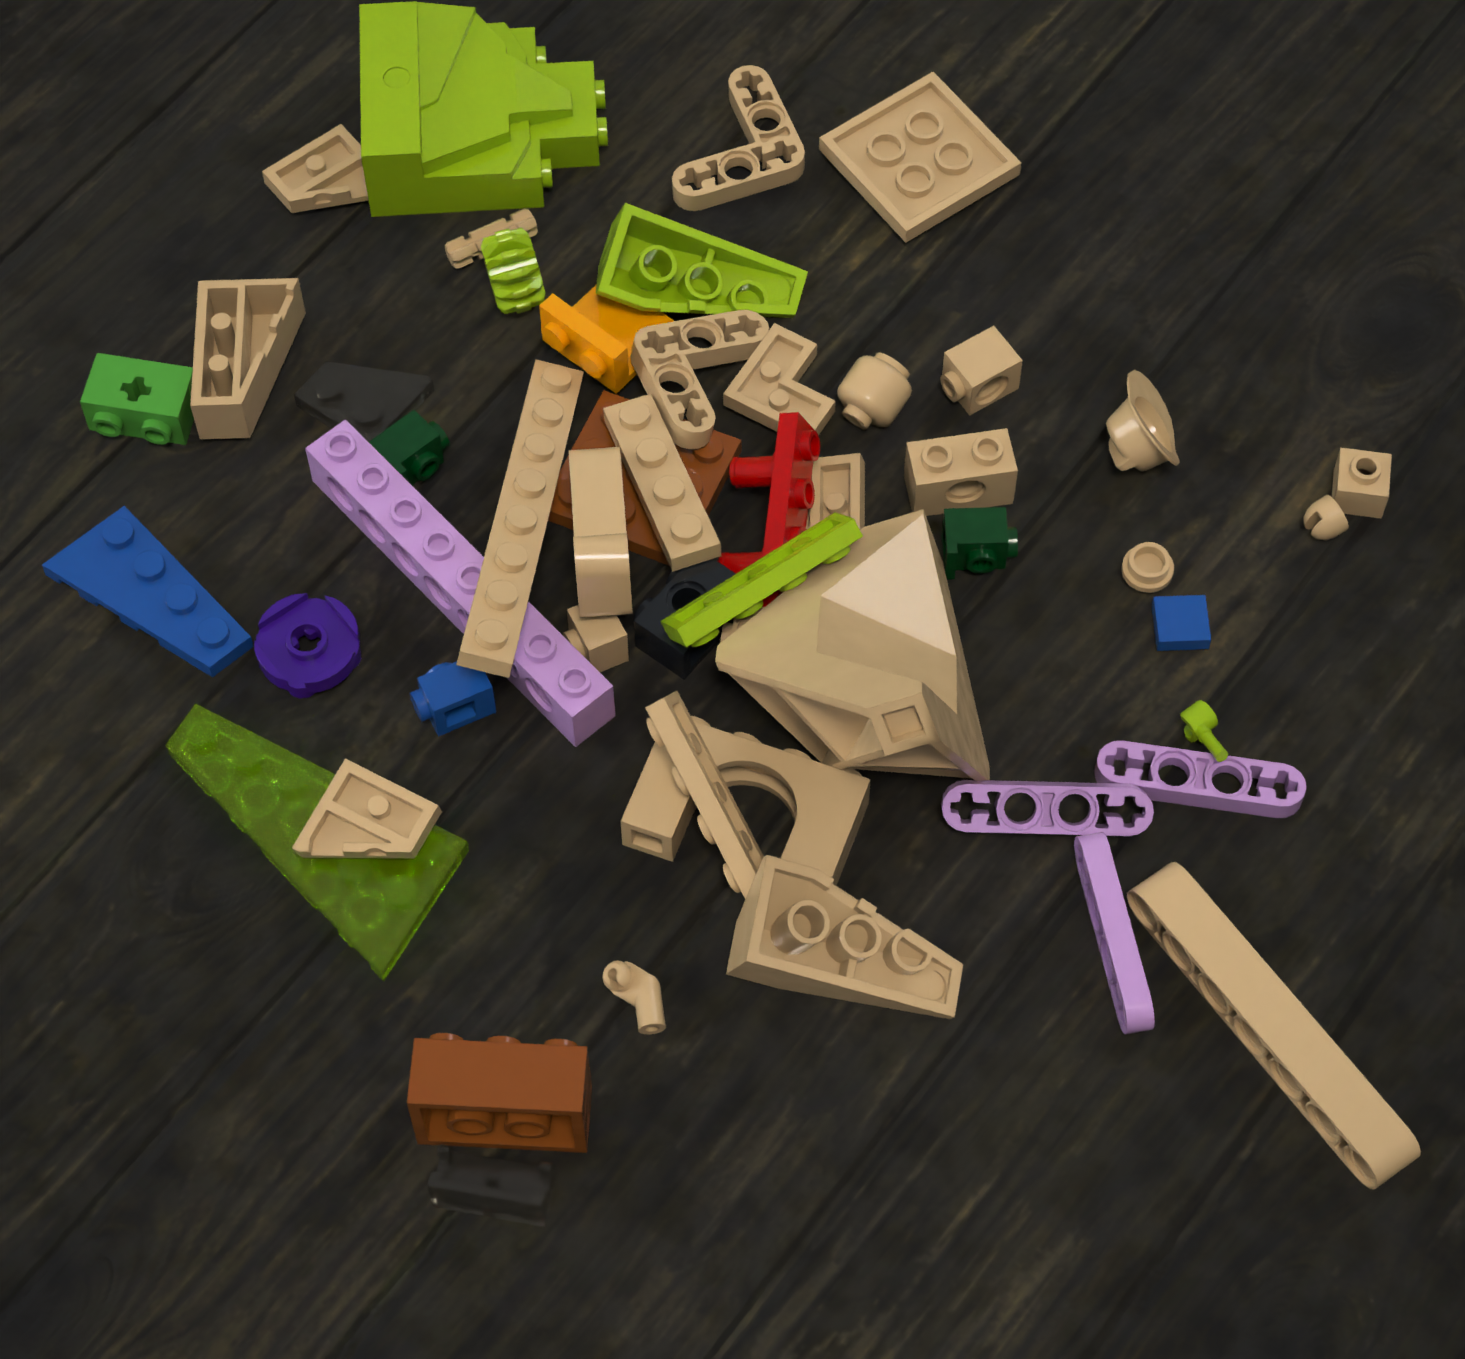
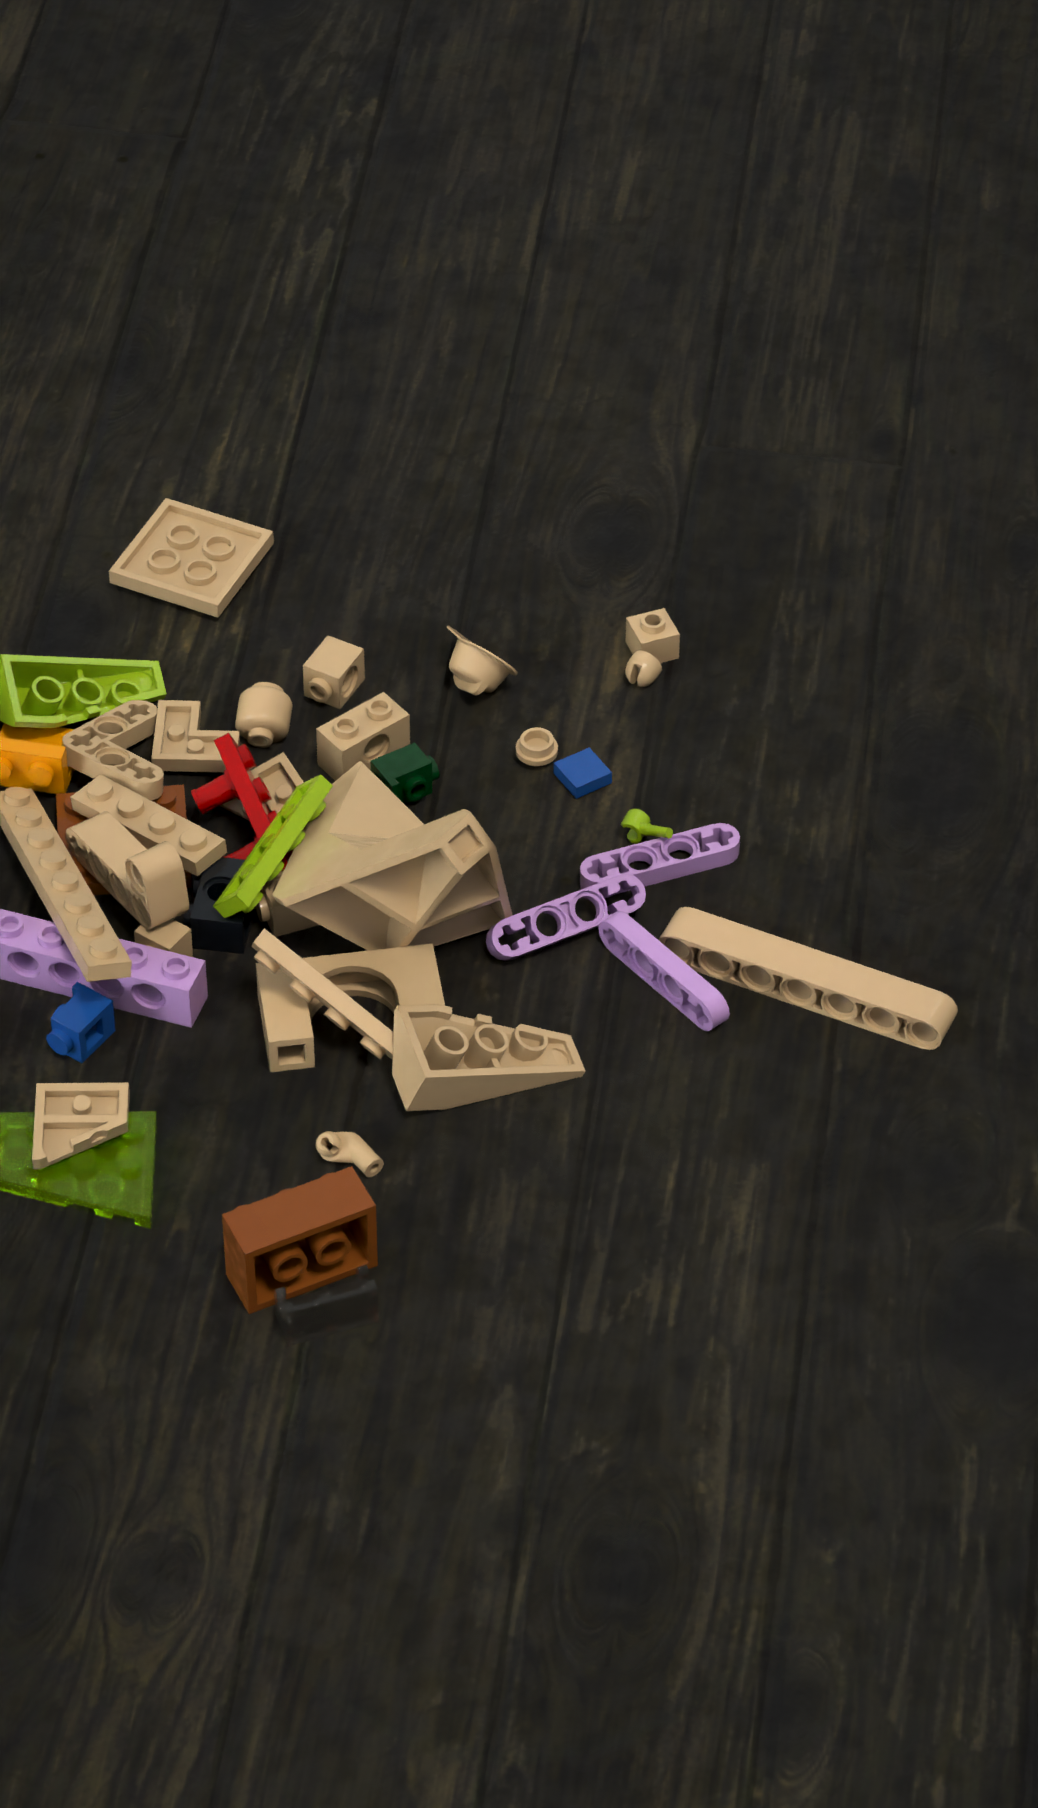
camera: 30 degrees left, 15 degrees down
(762, 147) = (78, 599): tan beam -> none

